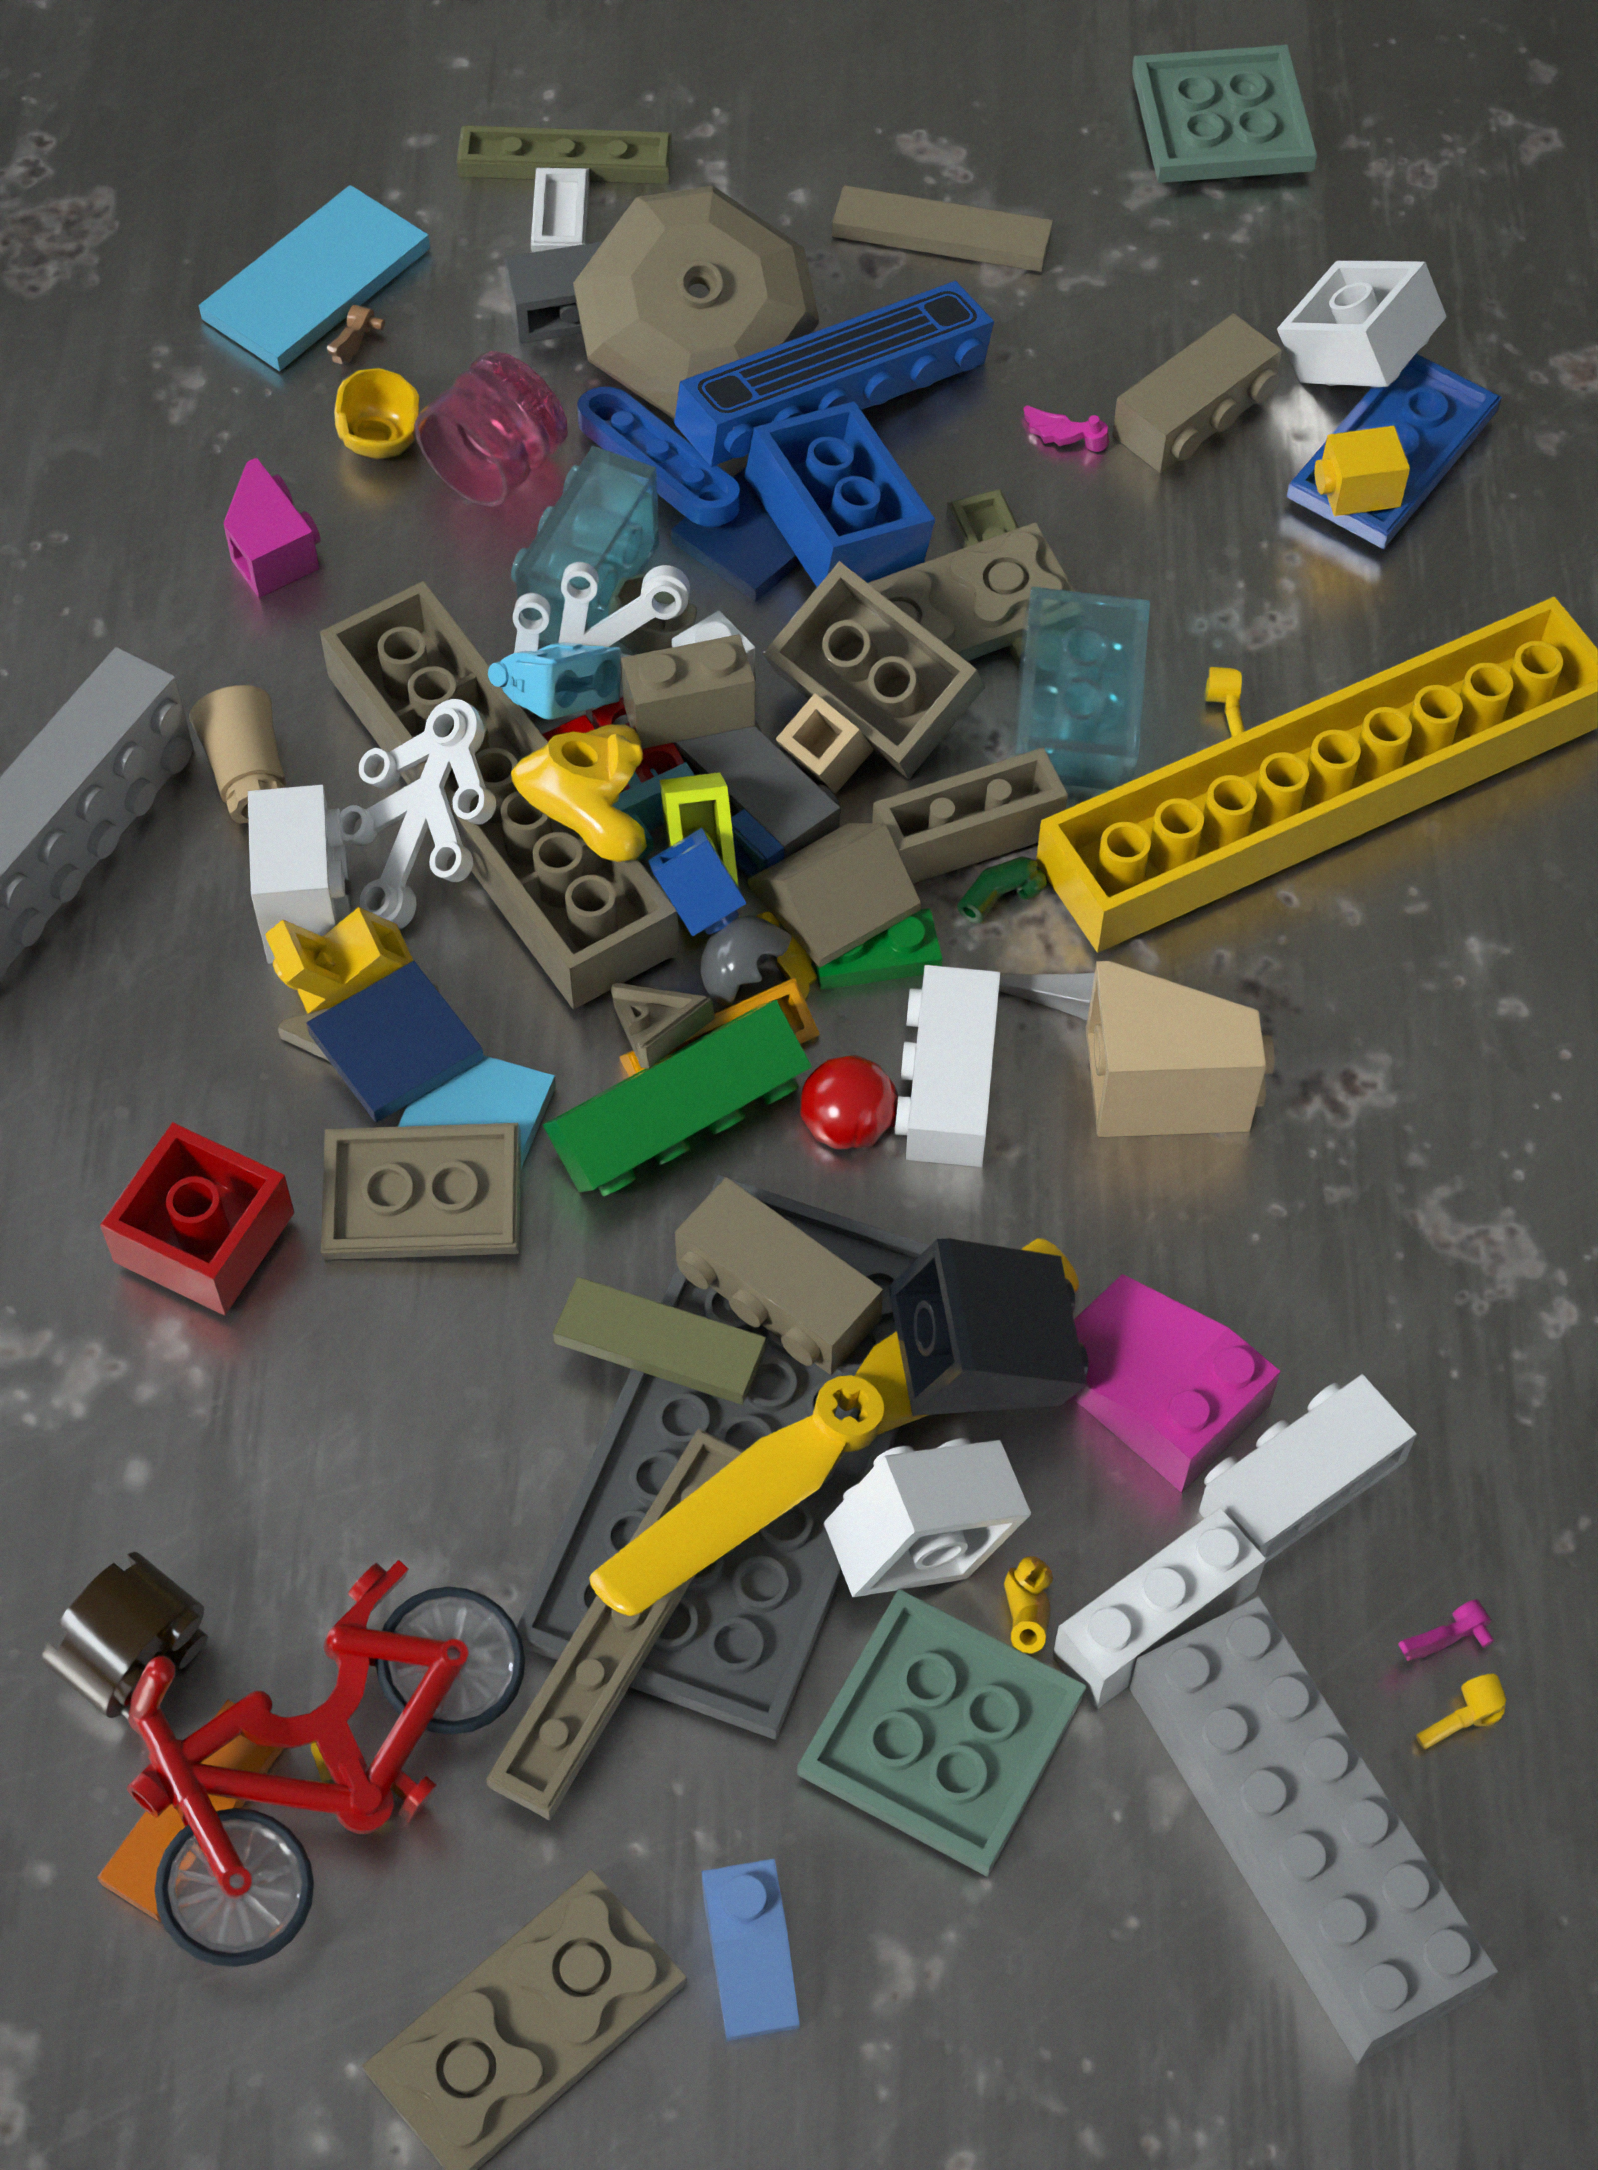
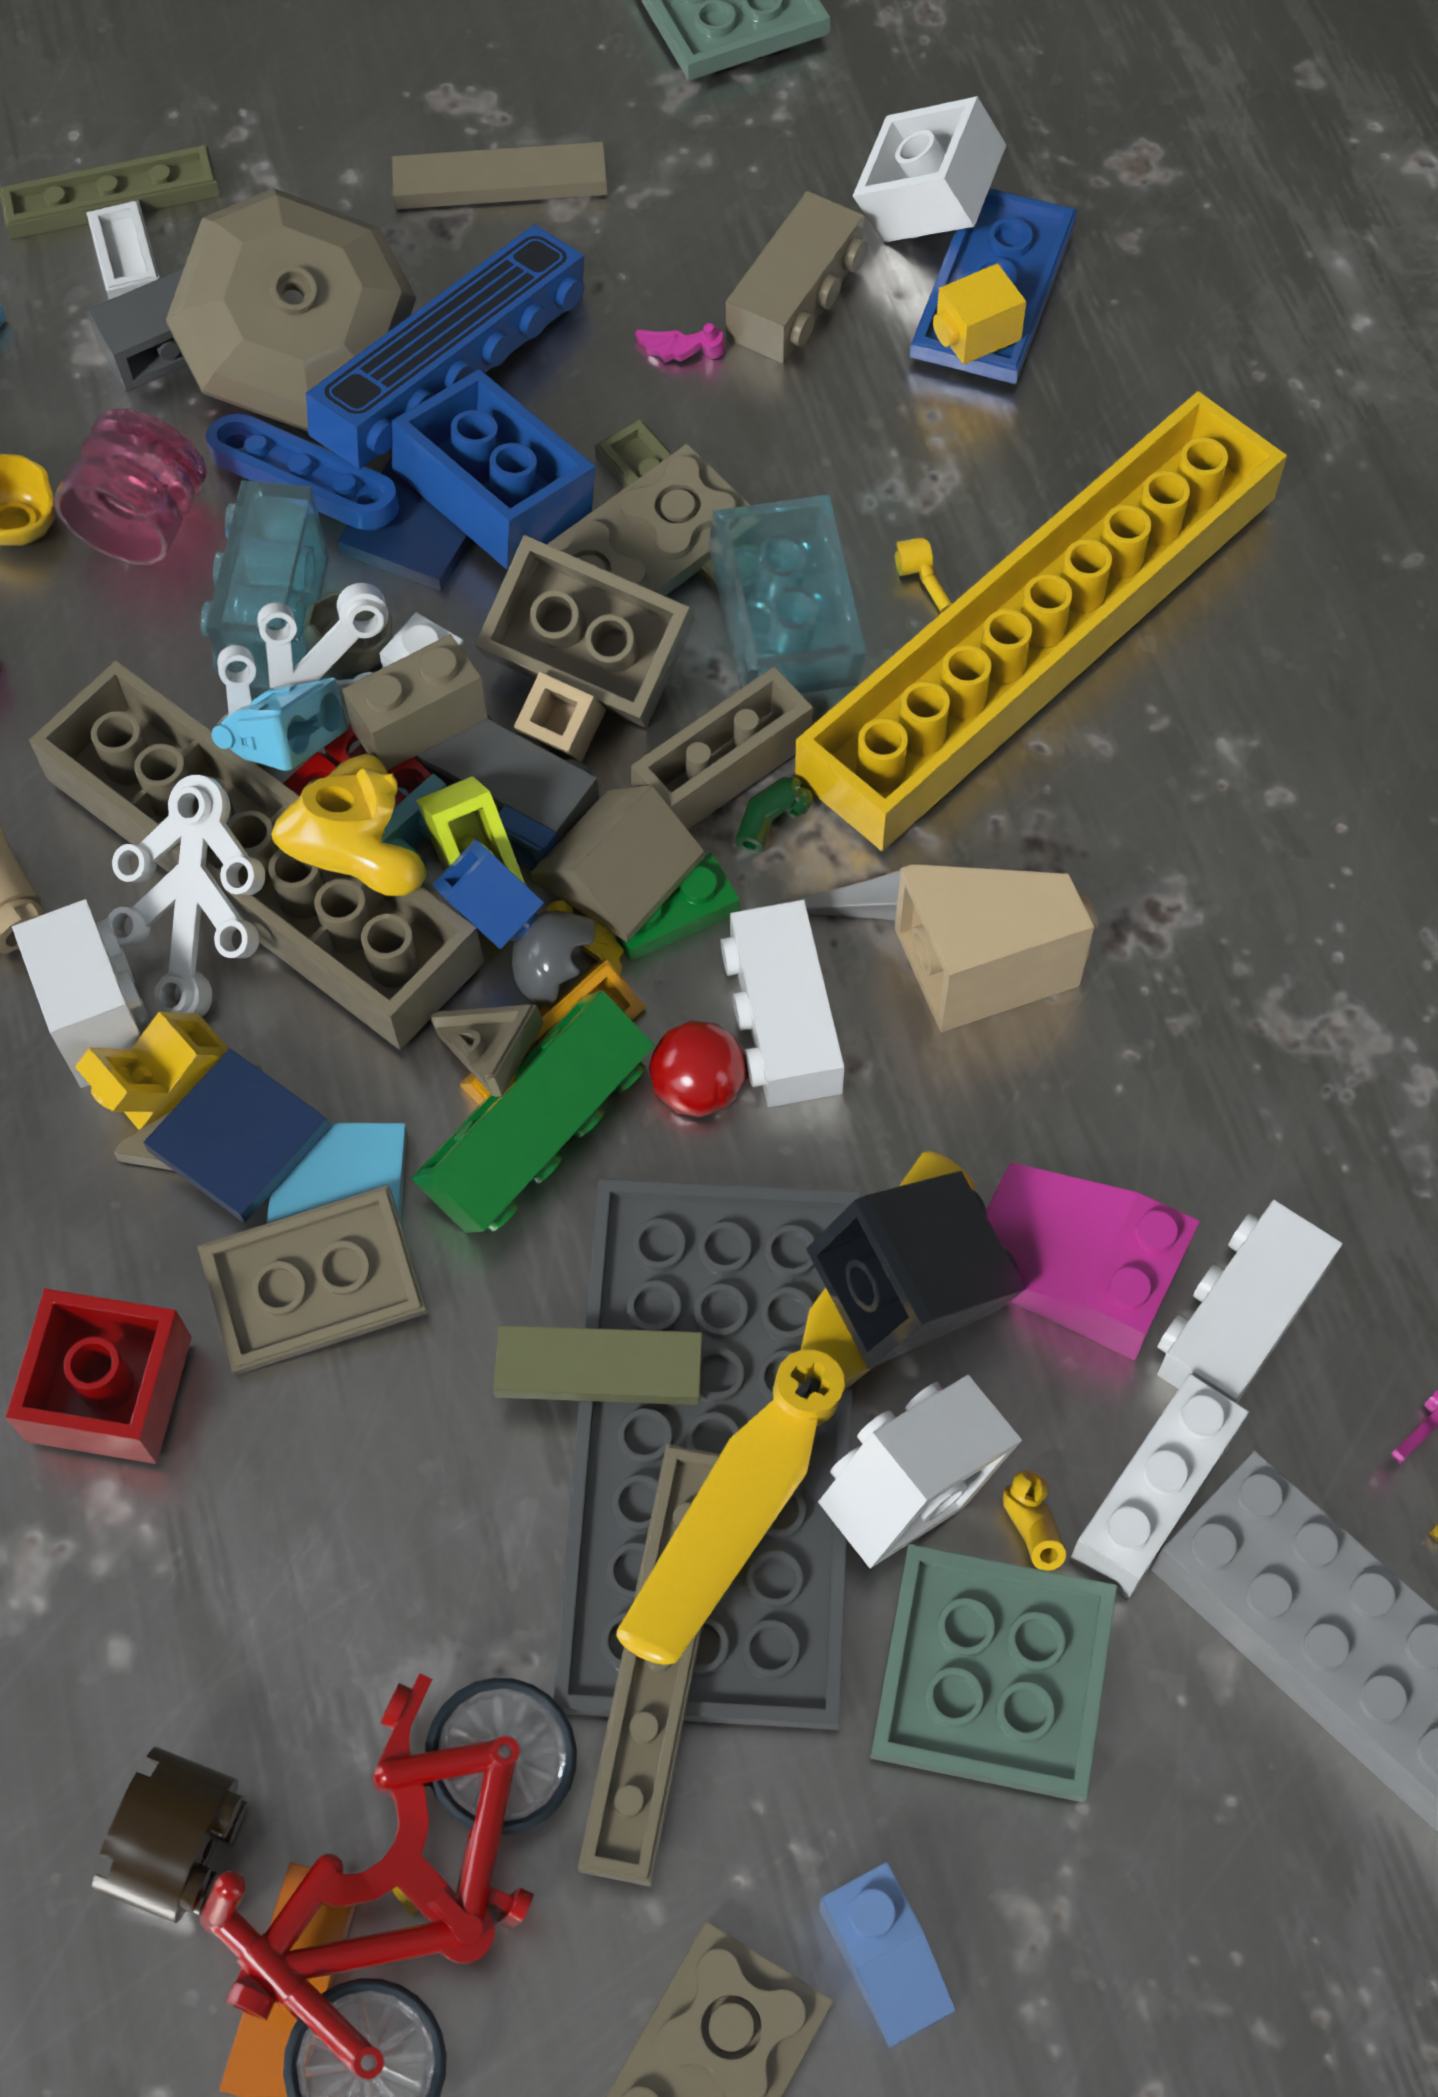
camera: 15 degrees left, 5 degrees up
(777, 1277) = (693, 1268): dark tan brick -> none

